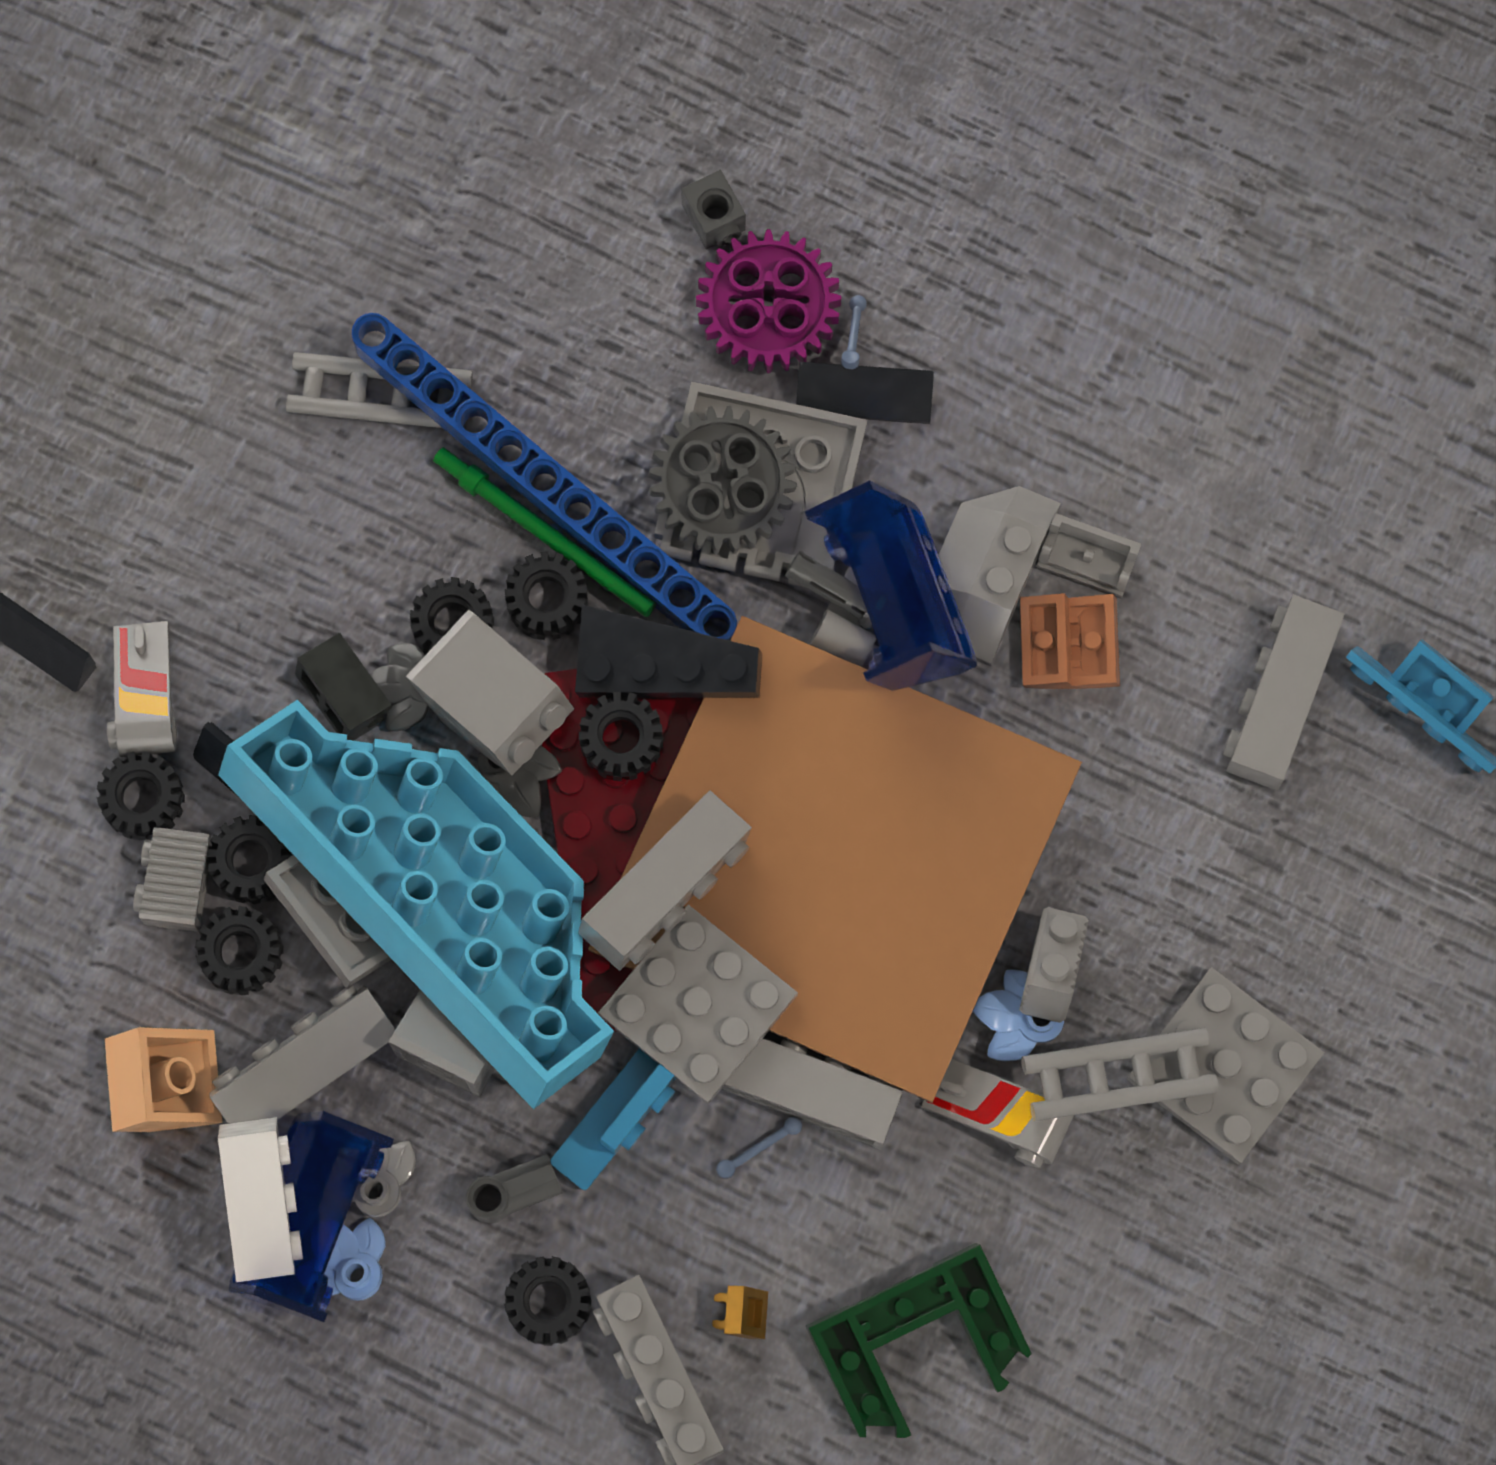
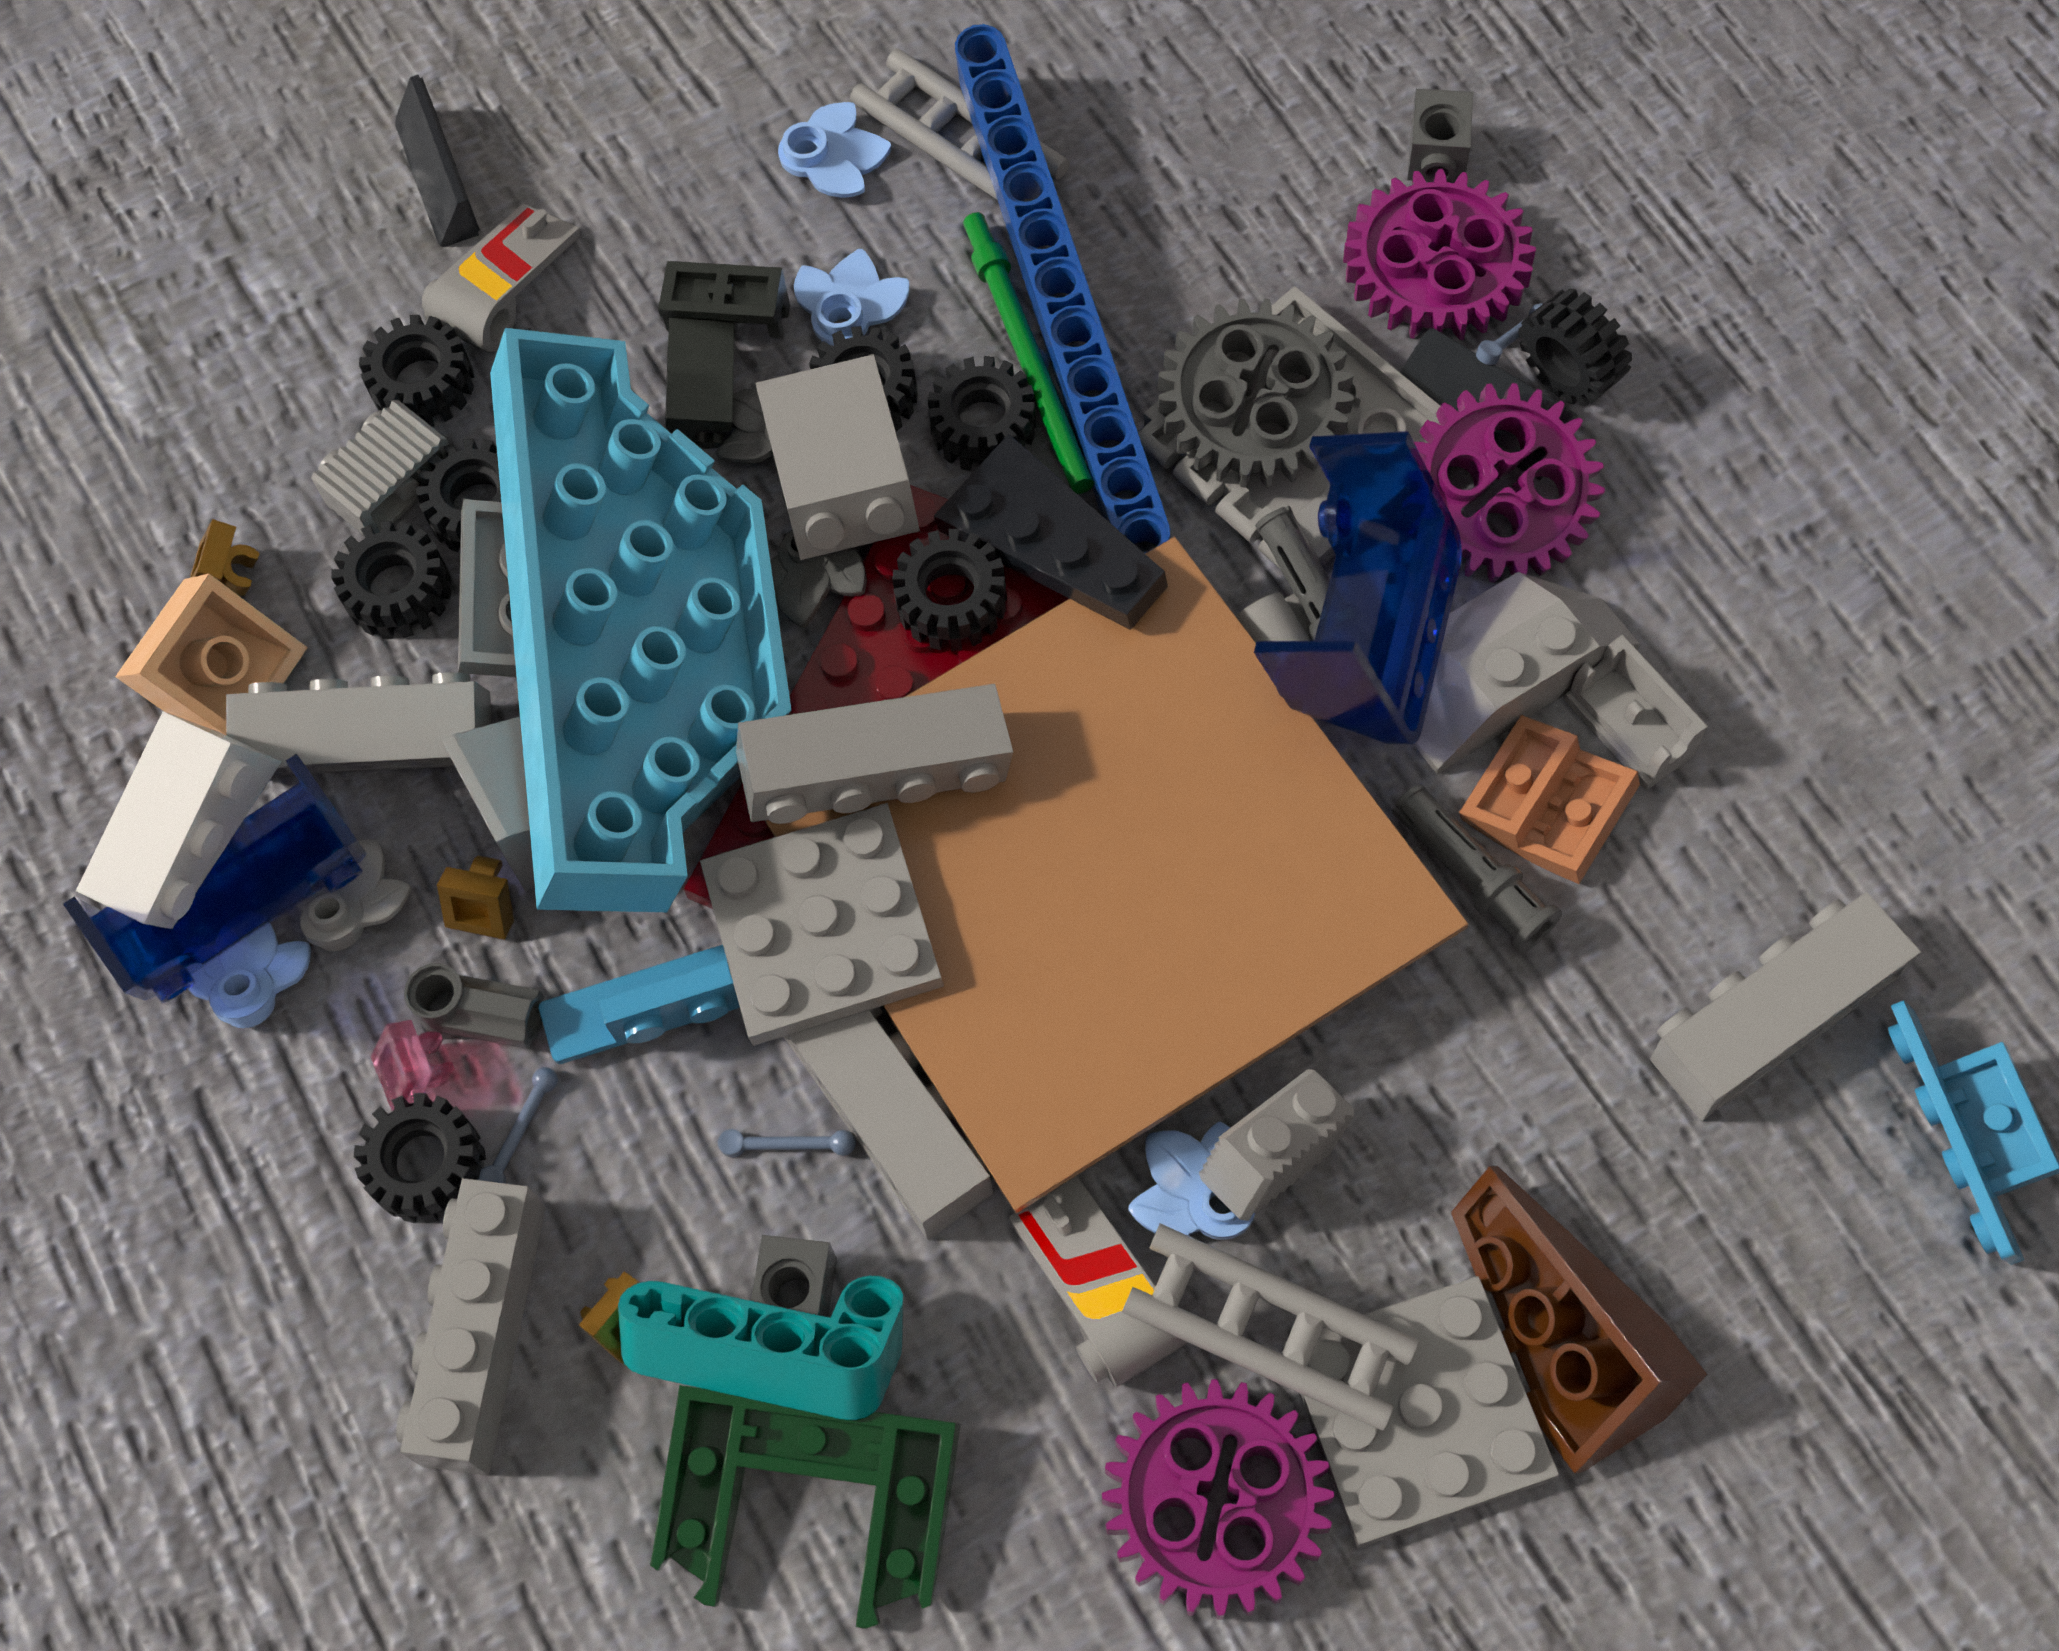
camera: 40 degrees right, 10 degrees down
(109, 1013) = (217, 556): none -> pearl gold tile
(309, 453) = (837, 151): none -> light blue plate
(318, 618) = (725, 294): none -> pearl dark grey hinge
(392, 558) = (849, 293): none -> light blue plate
(462, 1122) = (476, 899): none -> pearl gold tile
(495, 1252) = (403, 1062): none -> clear pink tile
(596, 1283) = (544, 1081): none -> sand blue hinge
(824, 1210) = (795, 1259): none -> dark grey brick
(845, 1275) = (766, 1350): none -> teal beam
(878, 431) = (1537, 523): none -> magenta gear
(902, 324) = (1575, 347): none -> black tyre
(1074, 721) = (1494, 886): none -> dark grey pin
(1189, 1176) = (1278, 1513): none -> magenta gear
(1288, 964) = (1586, 1342): none -> reddish brown wedge

